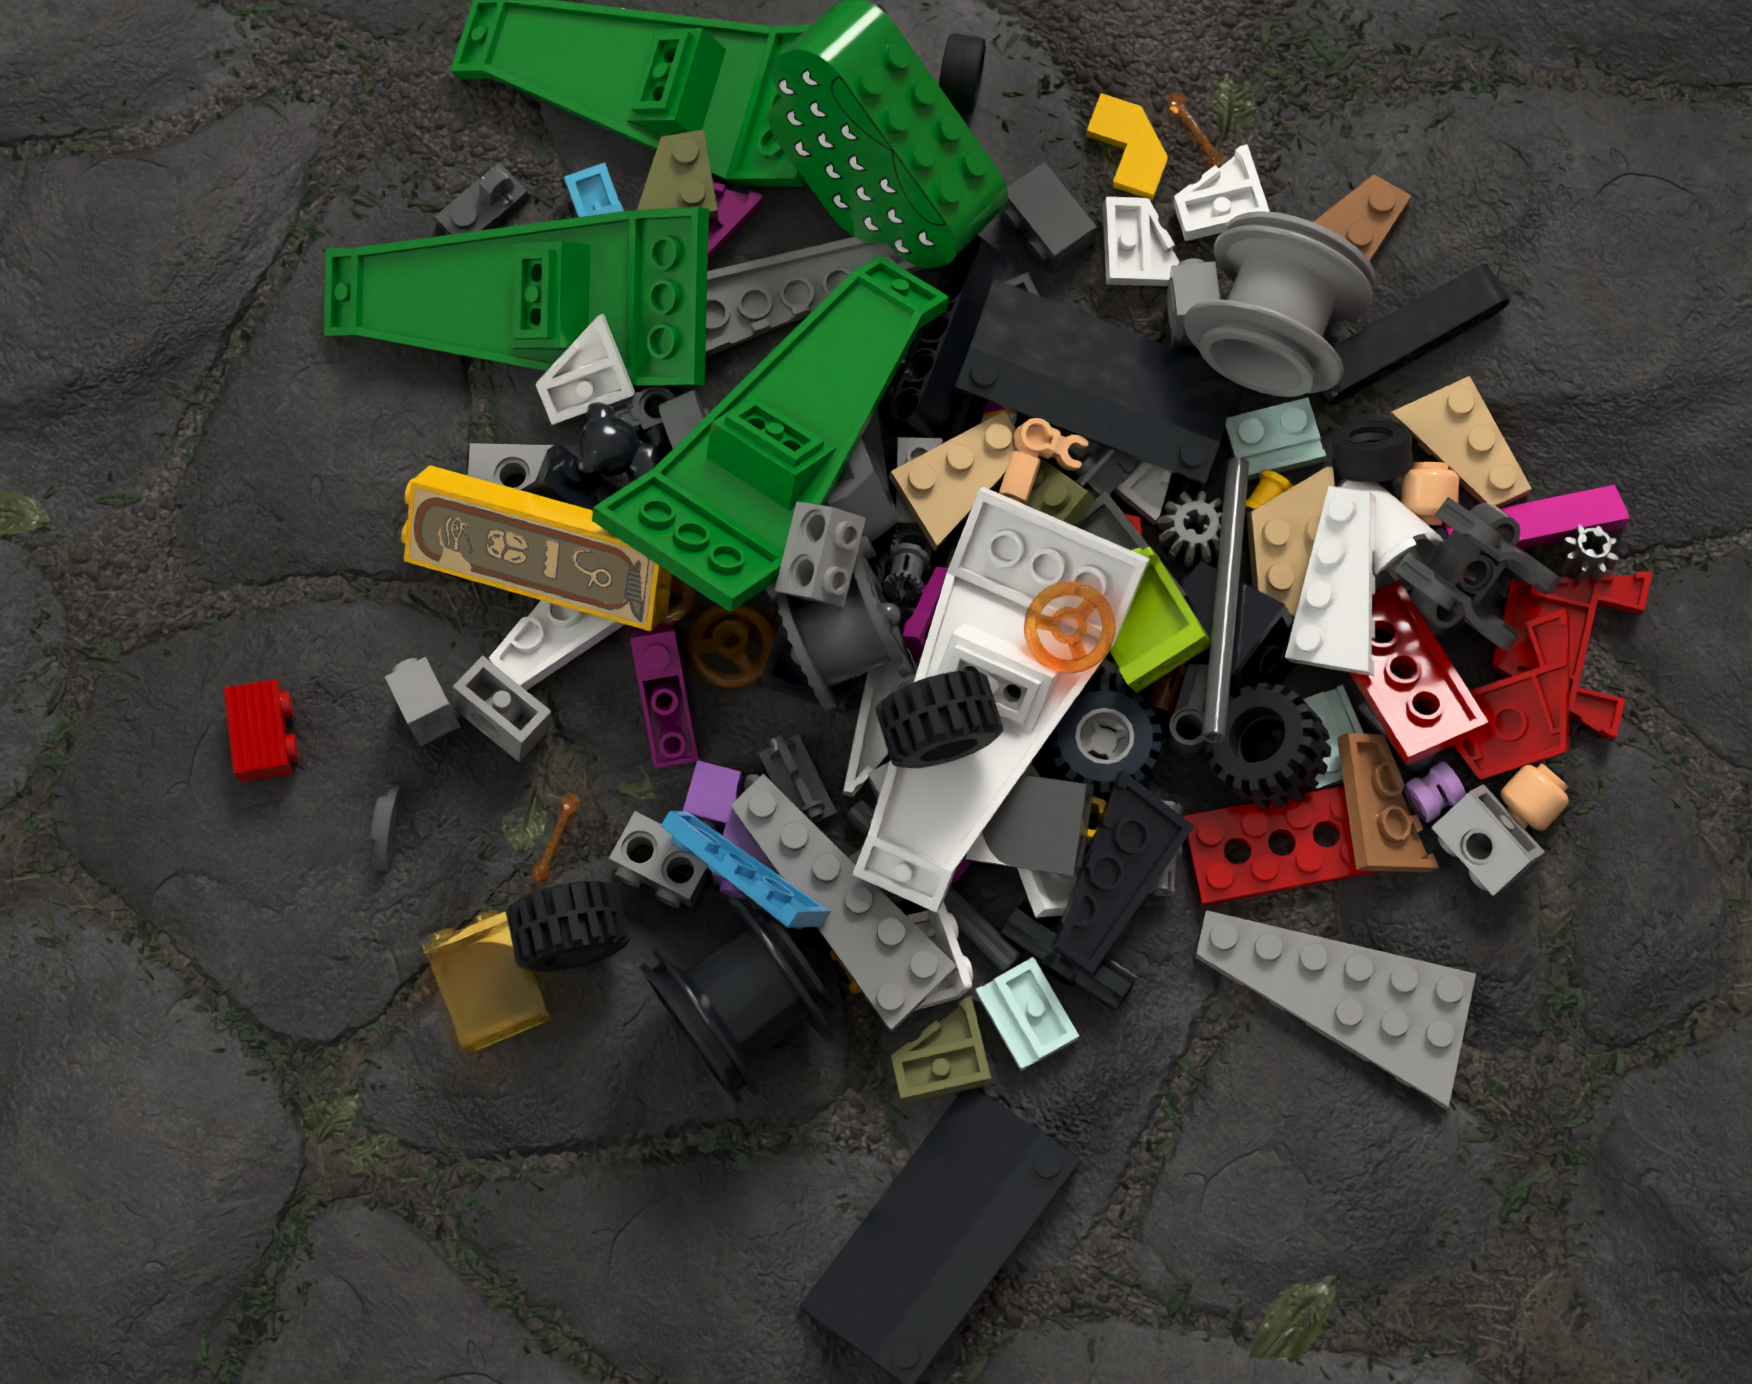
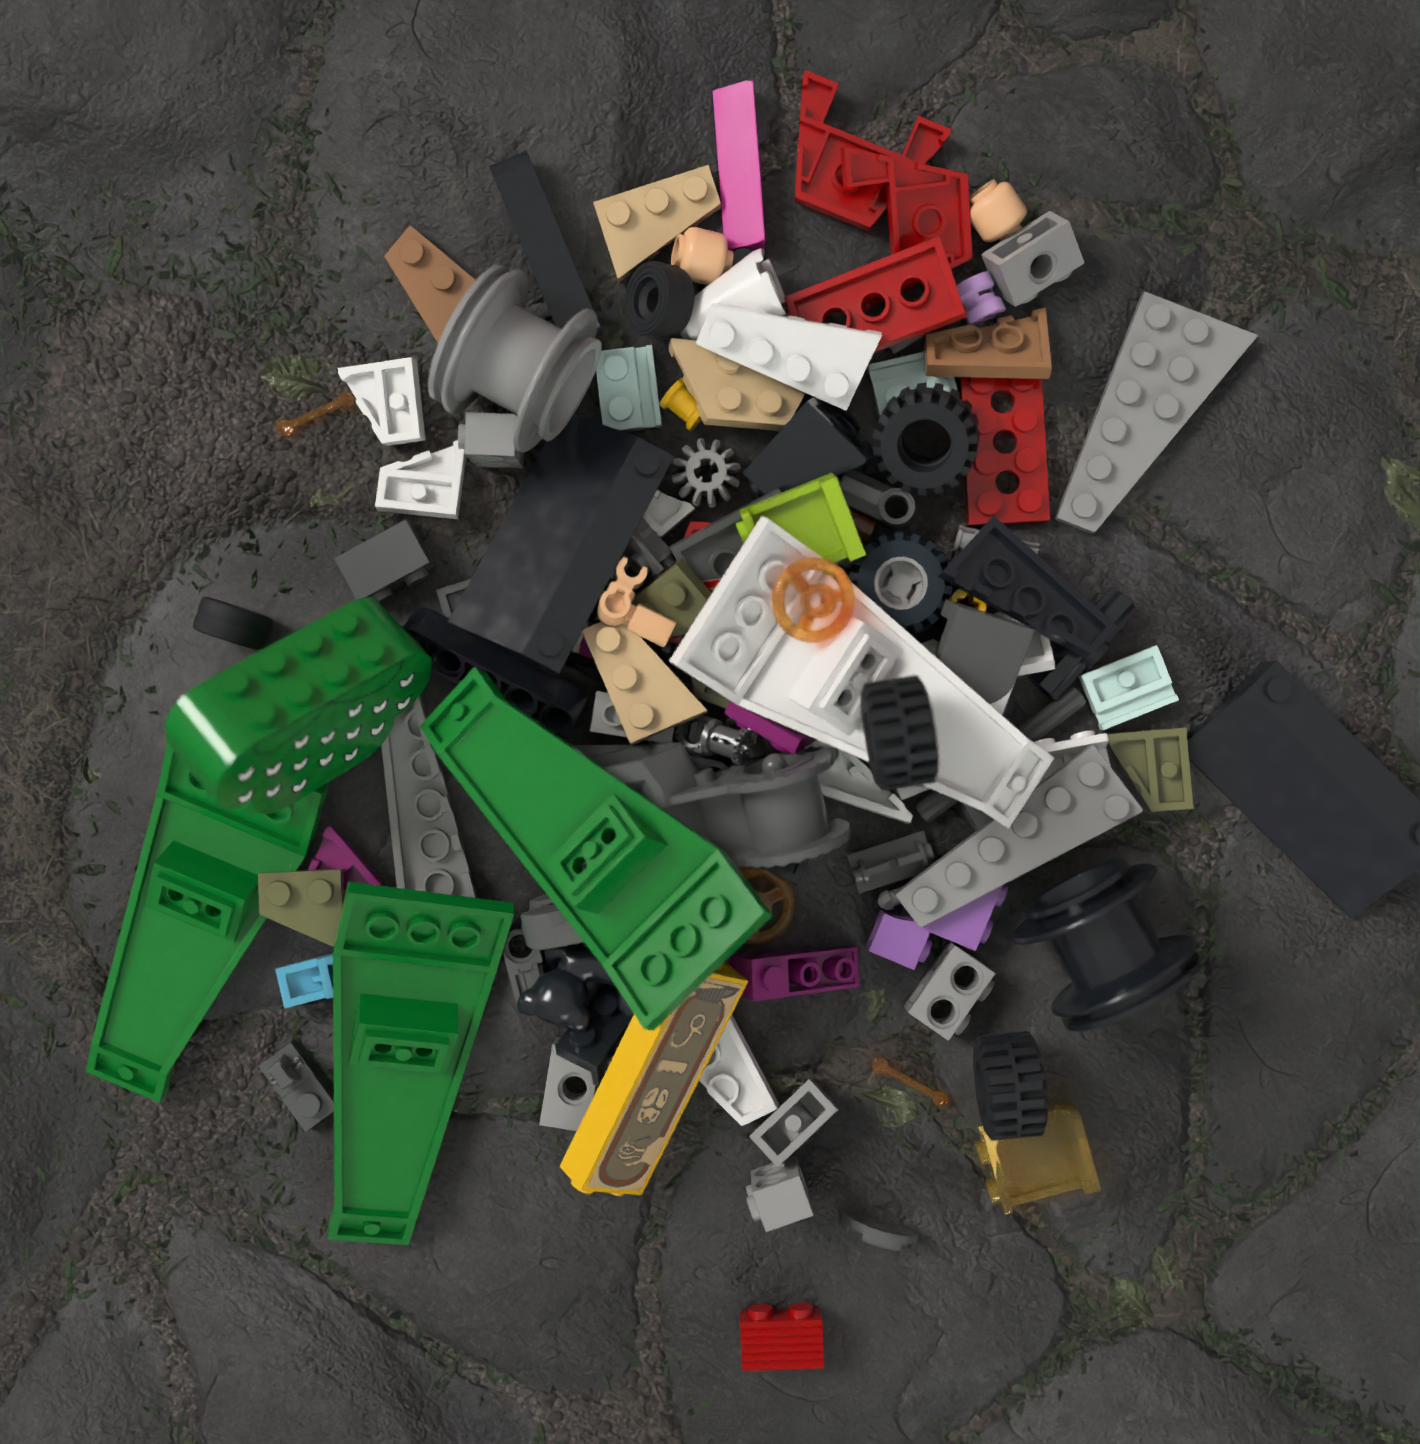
camera: 85 degrees left, 15 degrees up
(585, 374) = (485, 1010): white wing -> none
(748, 874) = (998, 919): dark azure wing -> none
(820, 554) = (722, 822): light grey brick -> none
(1129, 128) = (305, 475): yellow tile -> none
(1225, 601) = (793, 454): dark grey piece -> none
(1468, 567) = (787, 231): dark grey piece -> none
(1589, 553) = (778, 110): dark grey gear -> none

